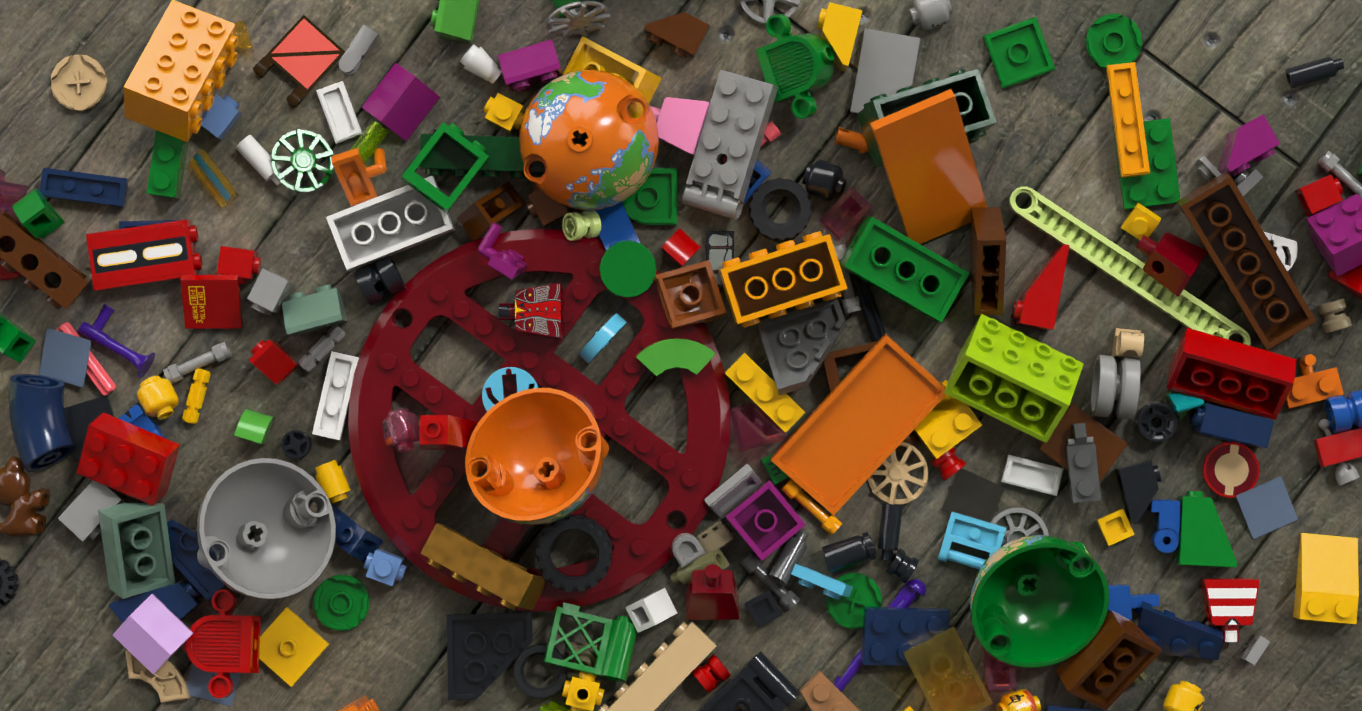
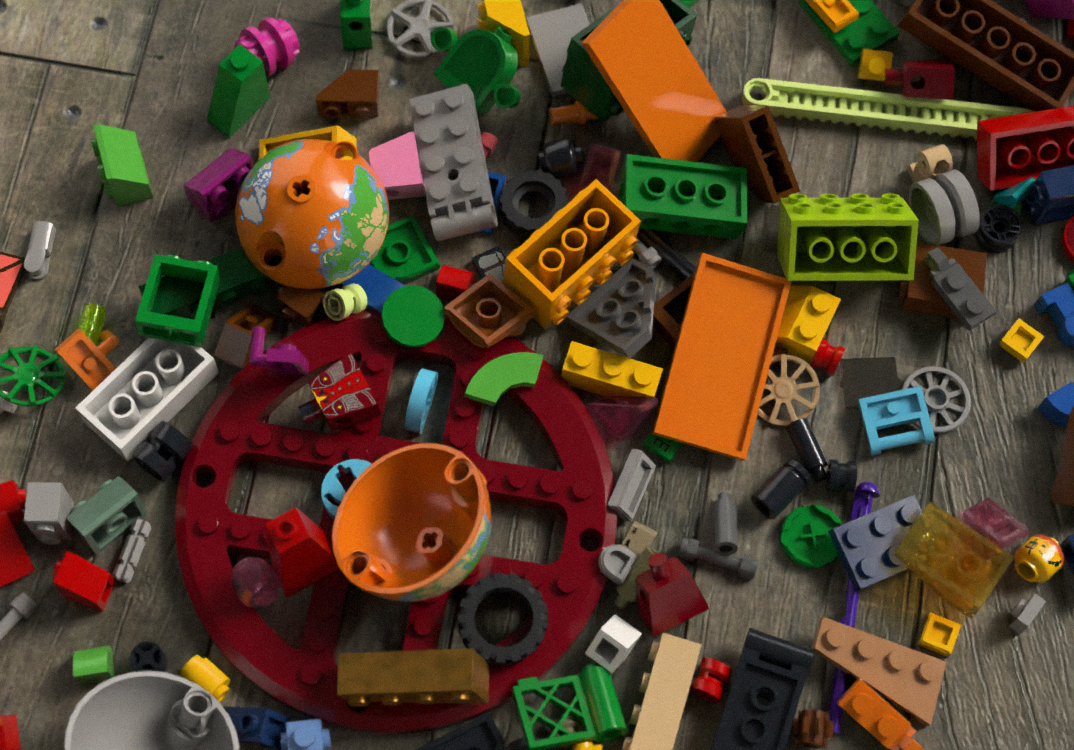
camera: 30 degrees left, 20 degrees down
(196, 396) = (15, 664): yellow axle -> none
(335, 396) = (168, 591): white plate -> none
(339, 112) = (46, 315): white tile -> none
(401, 102) = (107, 276): magenta slope -> none
(480, 64) = (170, 207): white cone -> none
(504, 113) = (215, 236): yellow brick -> none
(578, 18) = (247, 119): light grey wheel -> none
(763, 608) = (727, 587): black plate -> none
(765, 520) = (680, 494): magenta brick -> none
(810, 578) = (782, 525): medium azure plate -> none
(829, 522) = (746, 471): light orange bar -> none
(1032, 475) = (912, 333): white tile -> none
(1040, 300) = (828, 160): red slope -> none
(1046, 597) = (1003, 436): green piece -> none
(1137, 487) = (1019, 293): black slope -> none

